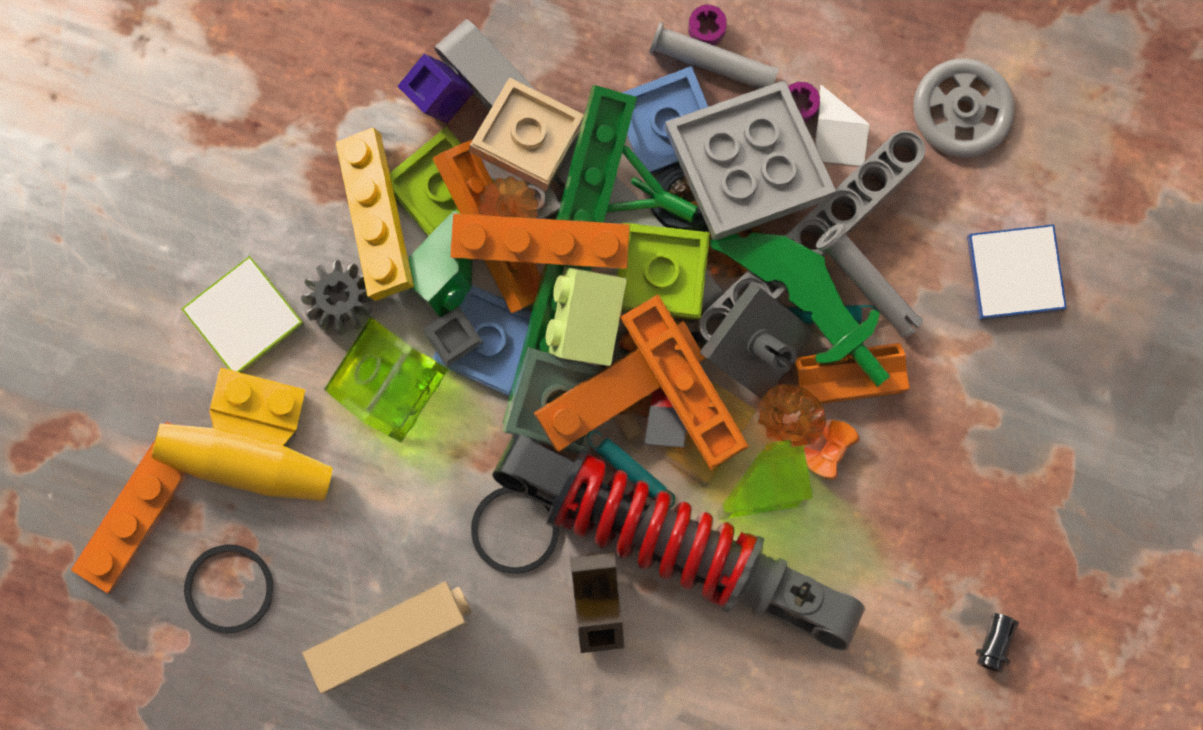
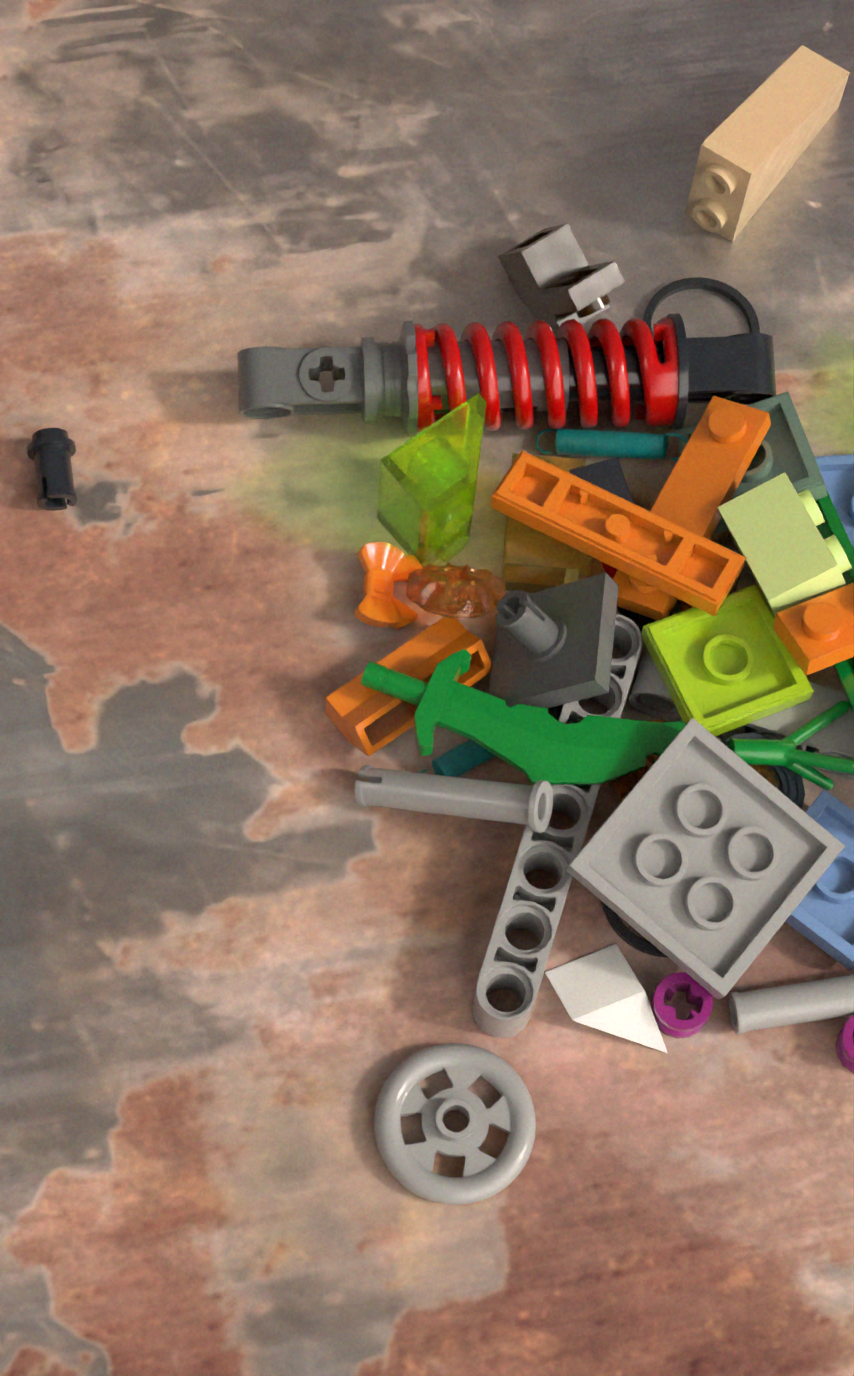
camera: 150 degrees right, 15 degrees down
(1016, 272) = (261, 932): white tile -> none

